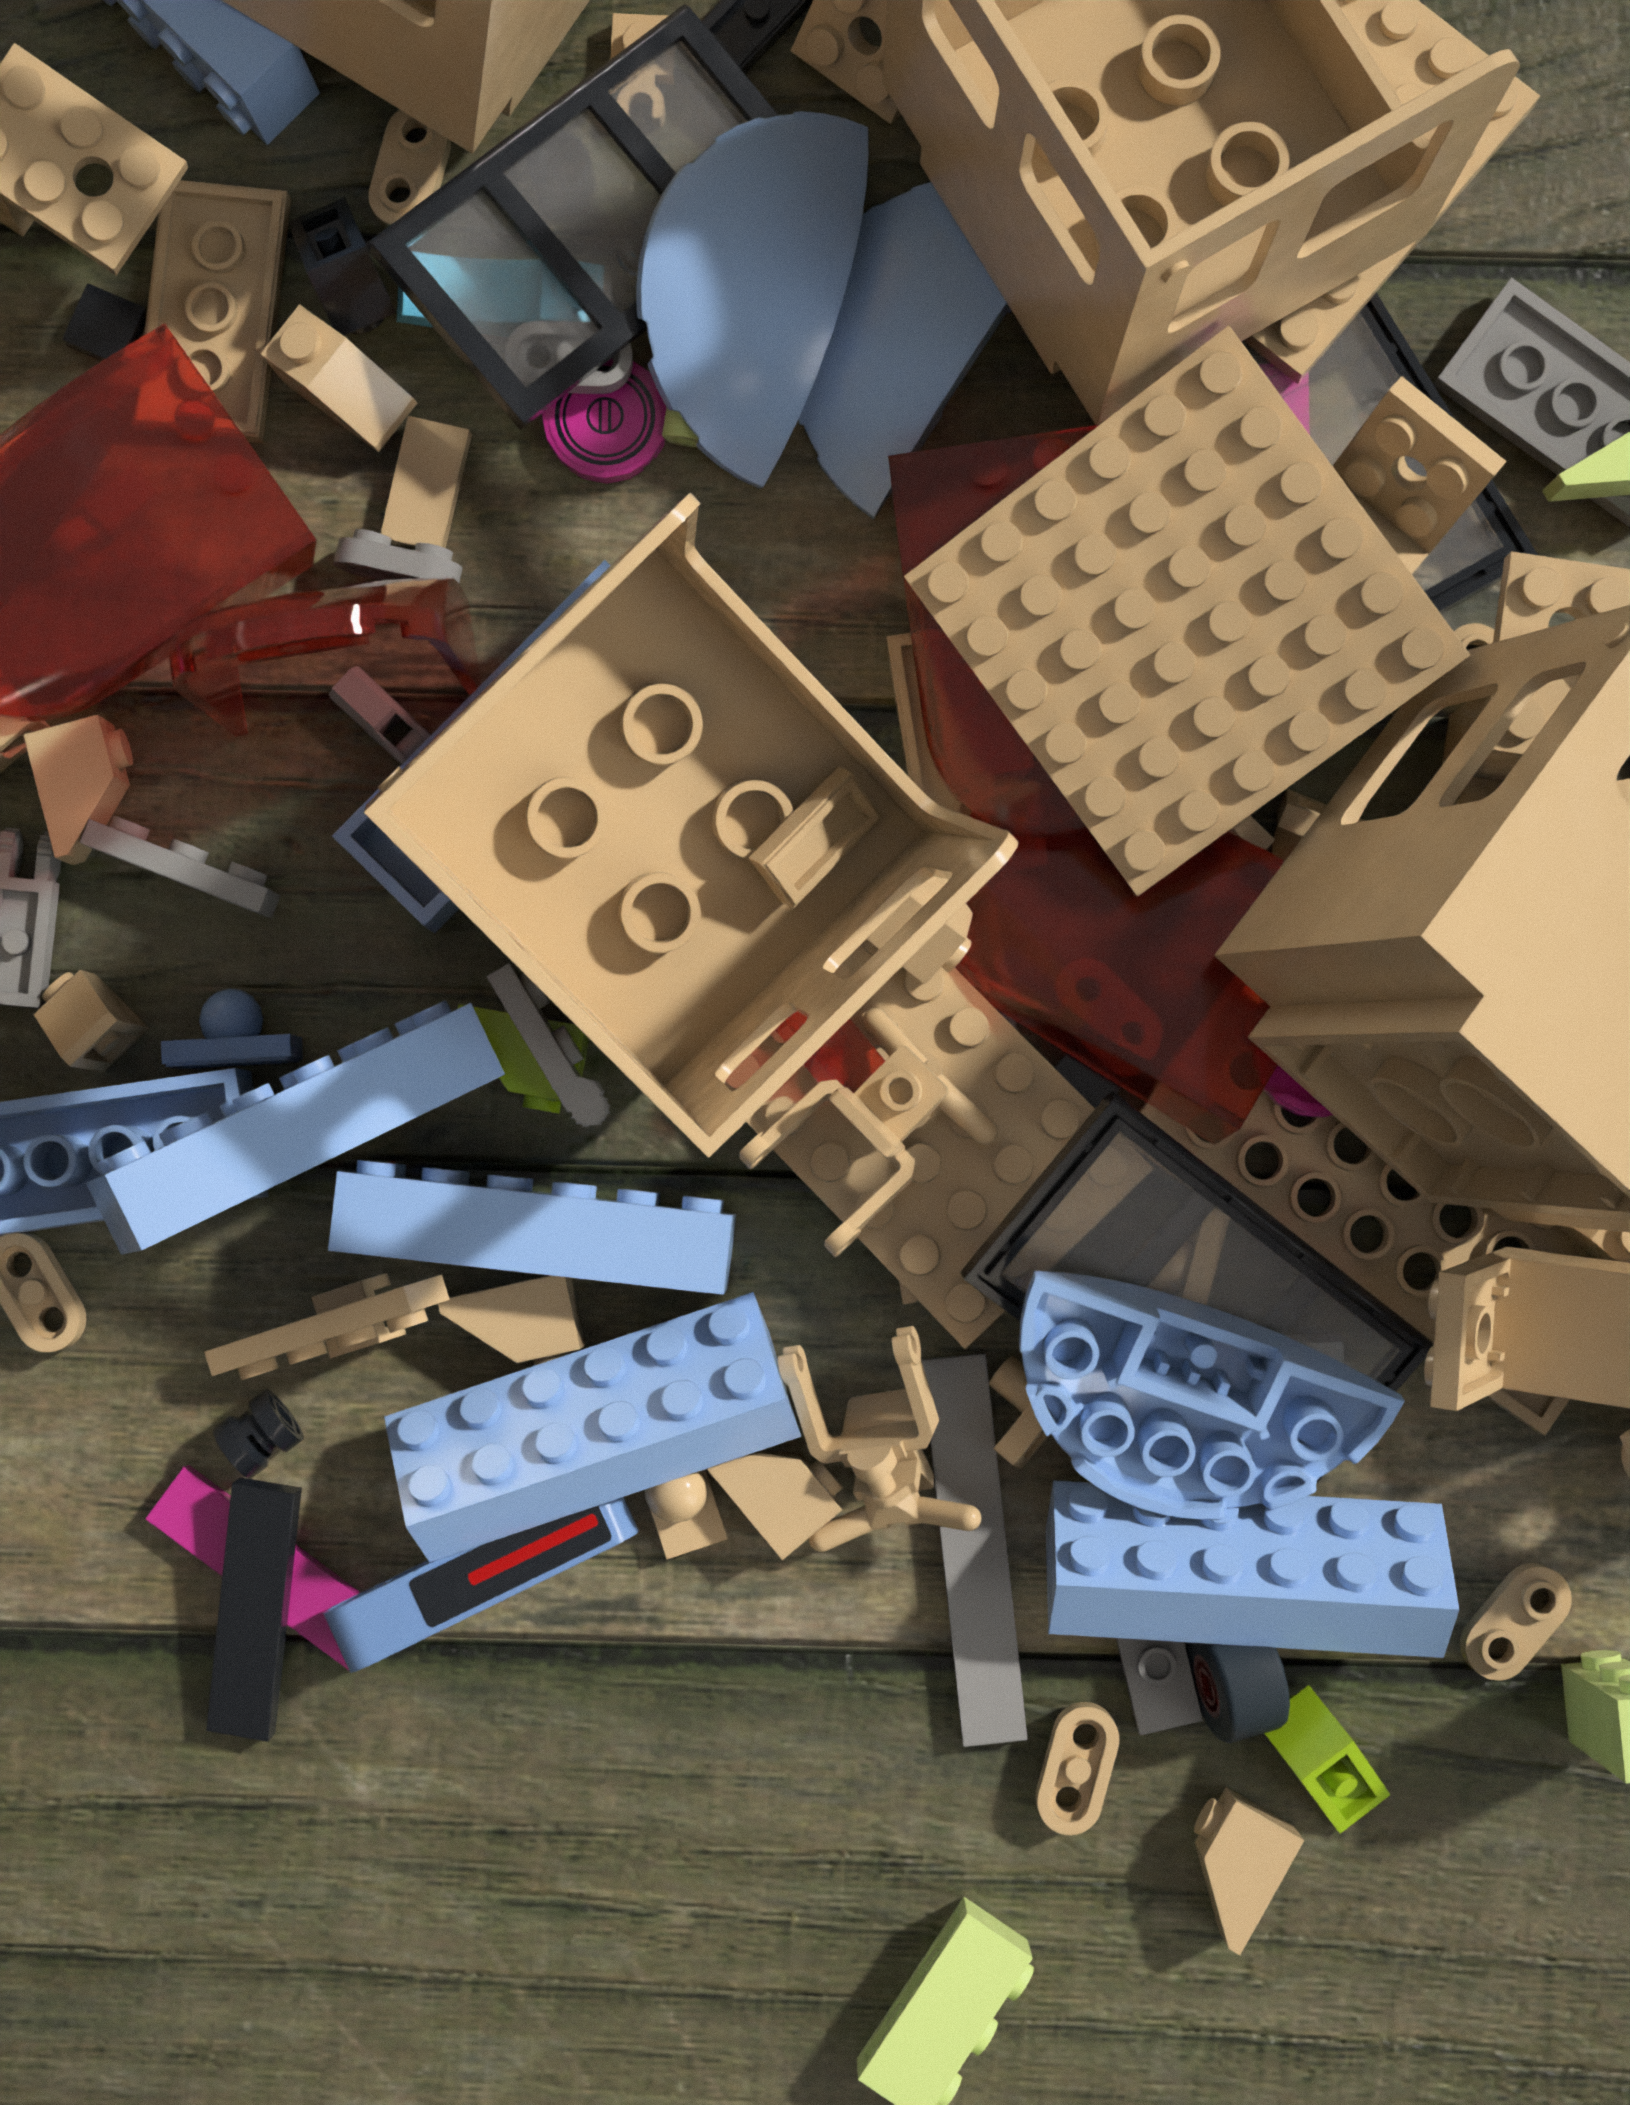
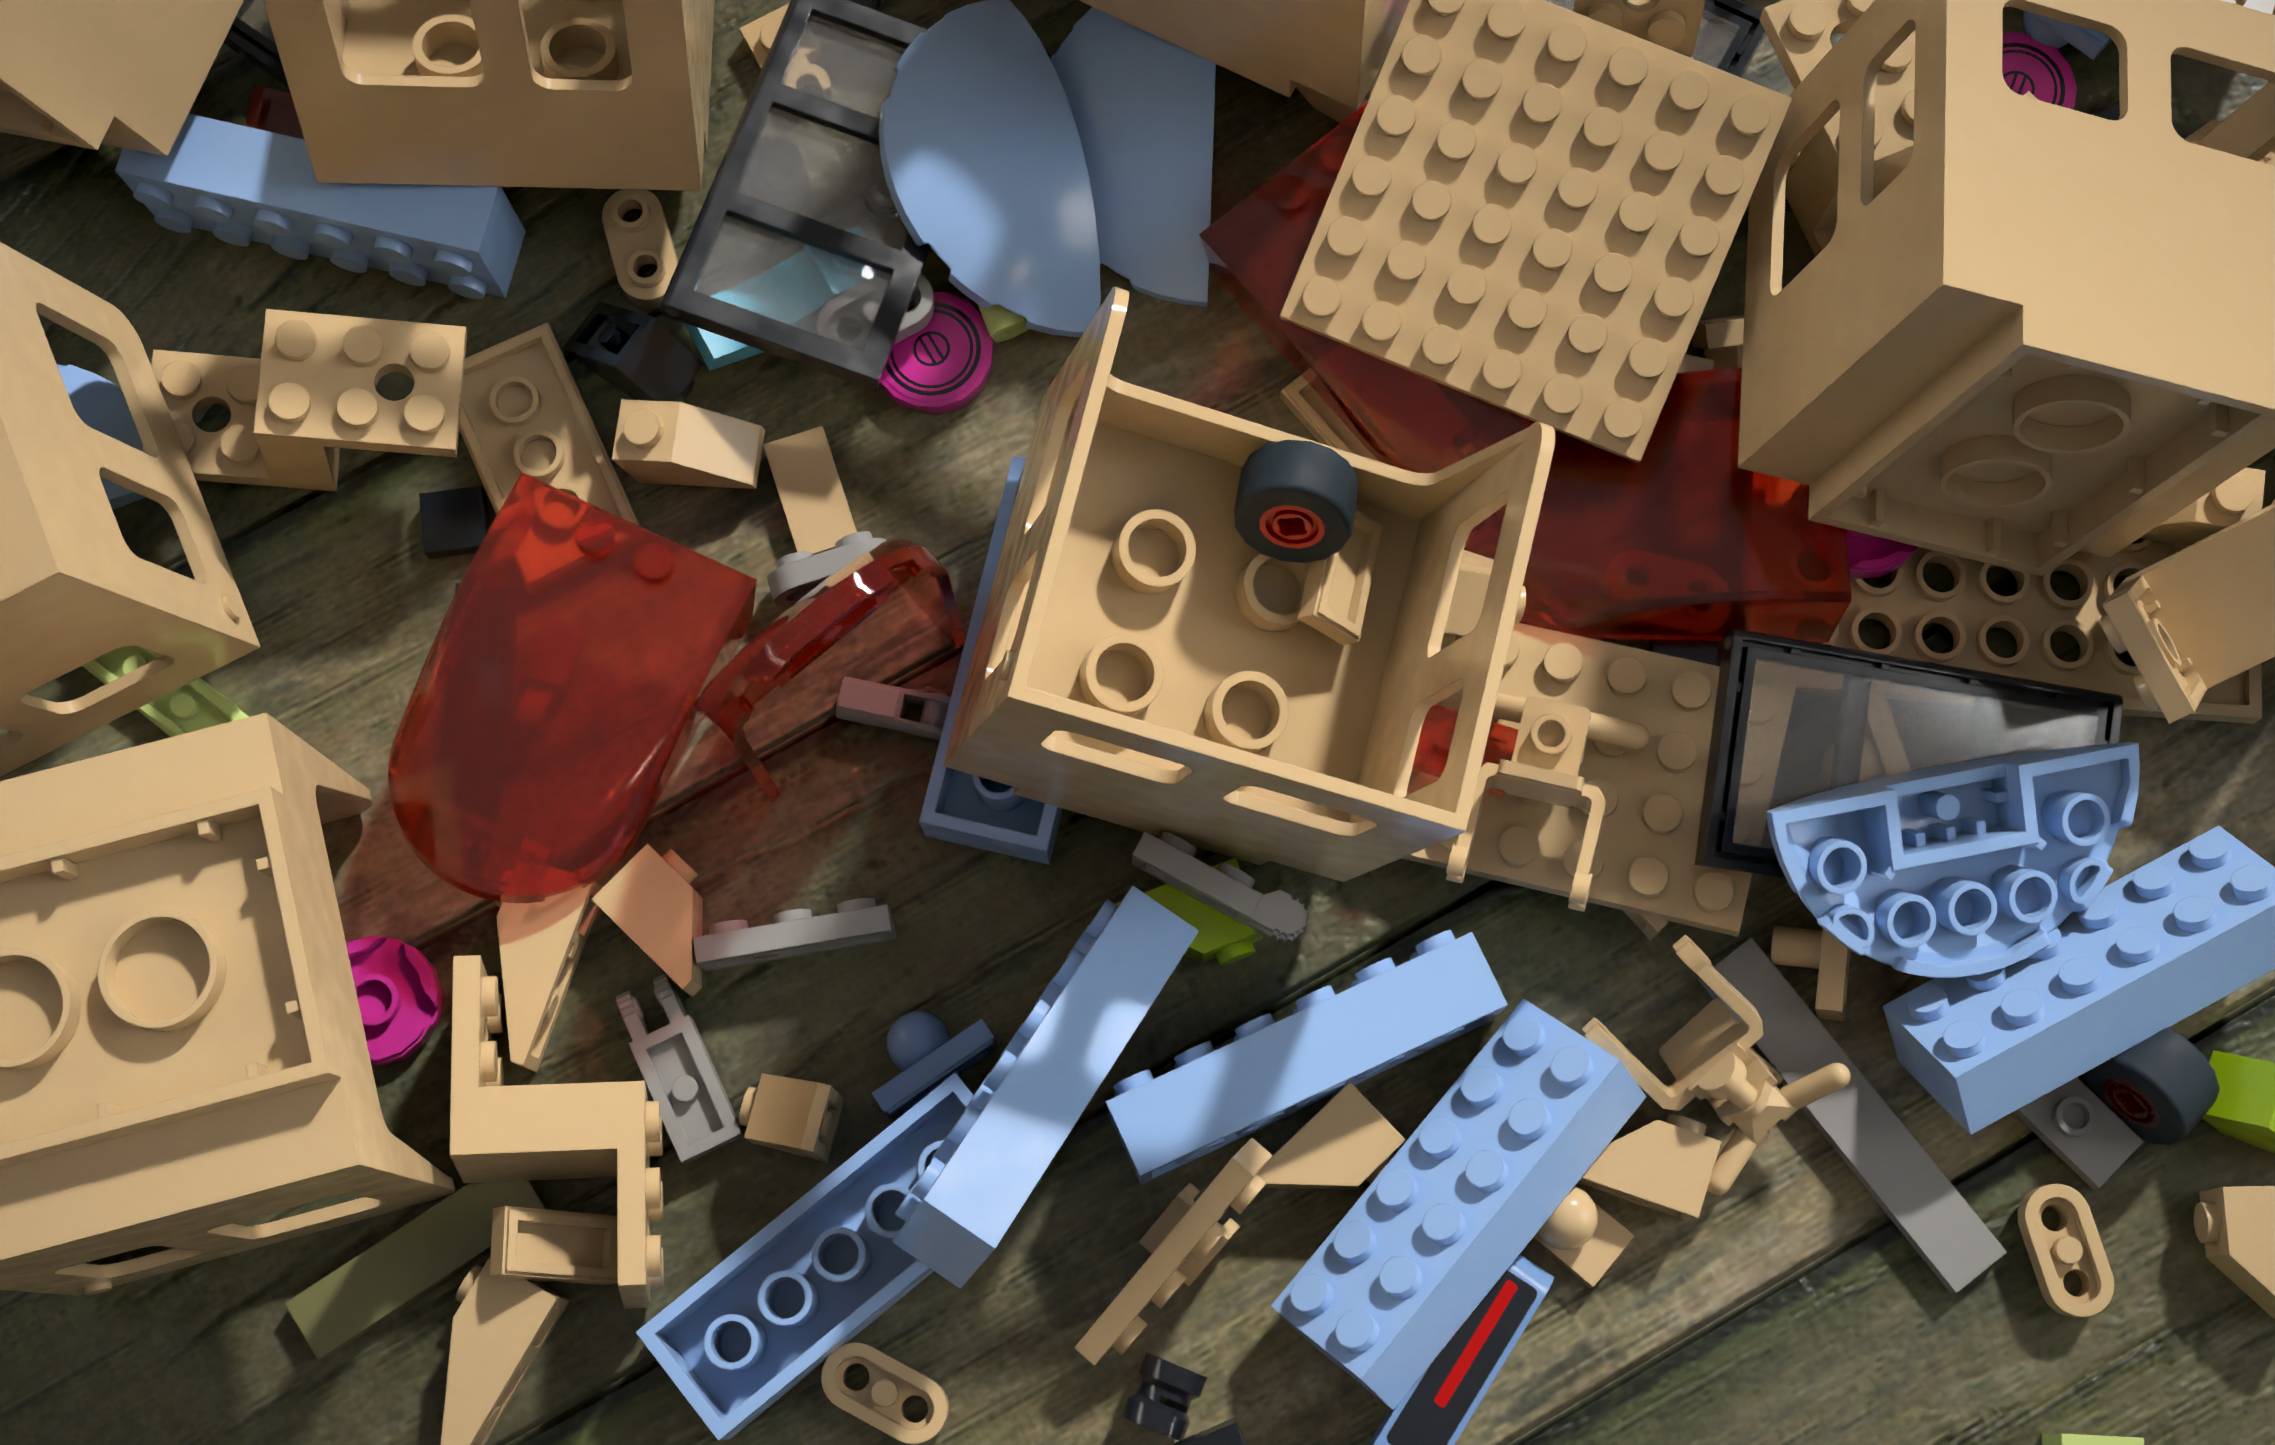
camera: 30 degrees left, 10 degrees down
(804, 756) = (1296, 501): none -> black wheel

